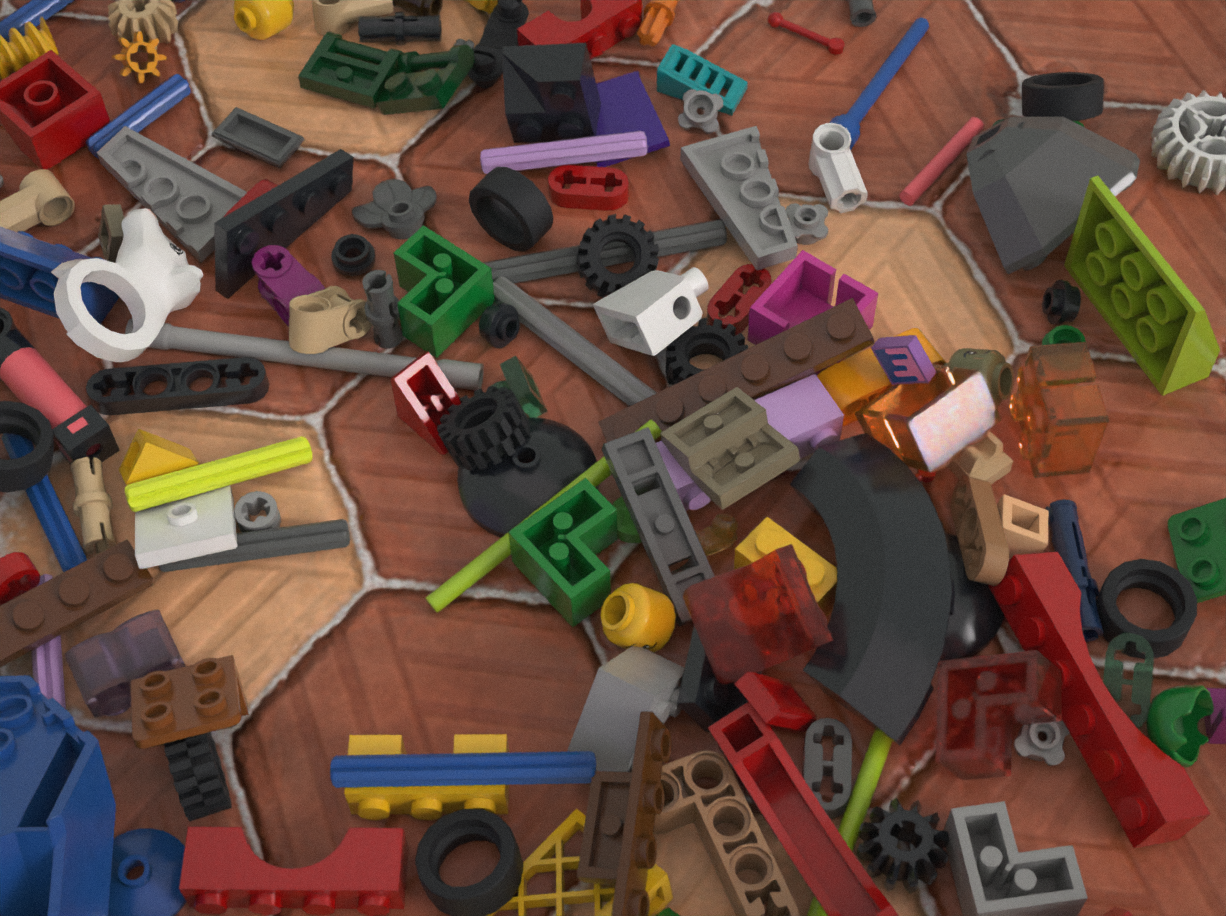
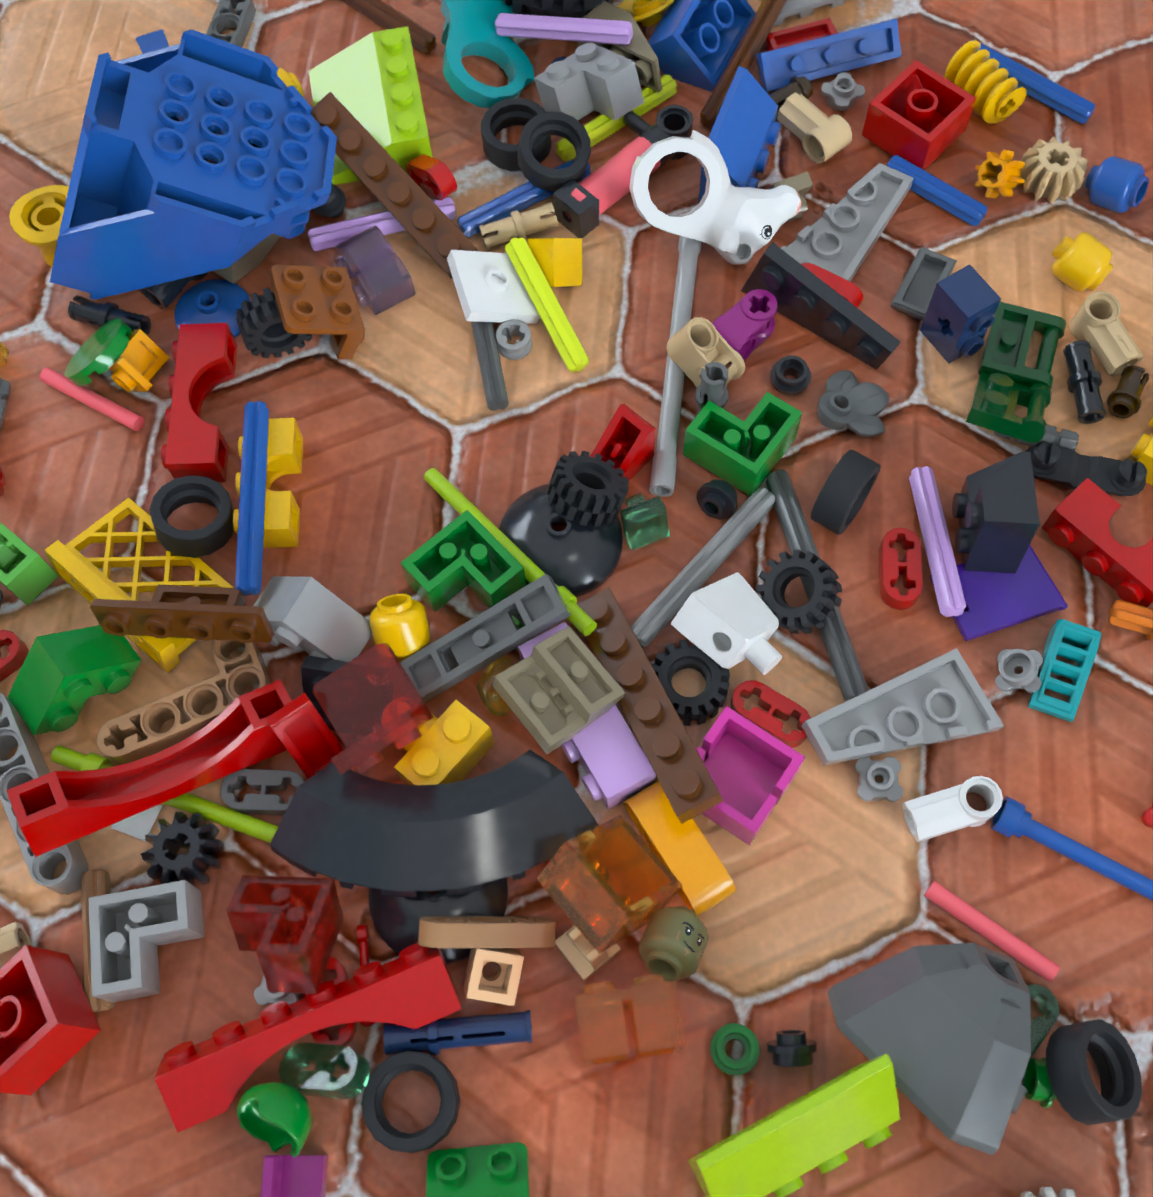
camera: 90 degrees right, 10 degrees up
(178, 380) = (638, 266): black beam -> none
(318, 98) = (960, 314): none -> dark blue brick
(903, 359) = (664, 853): tile -> none

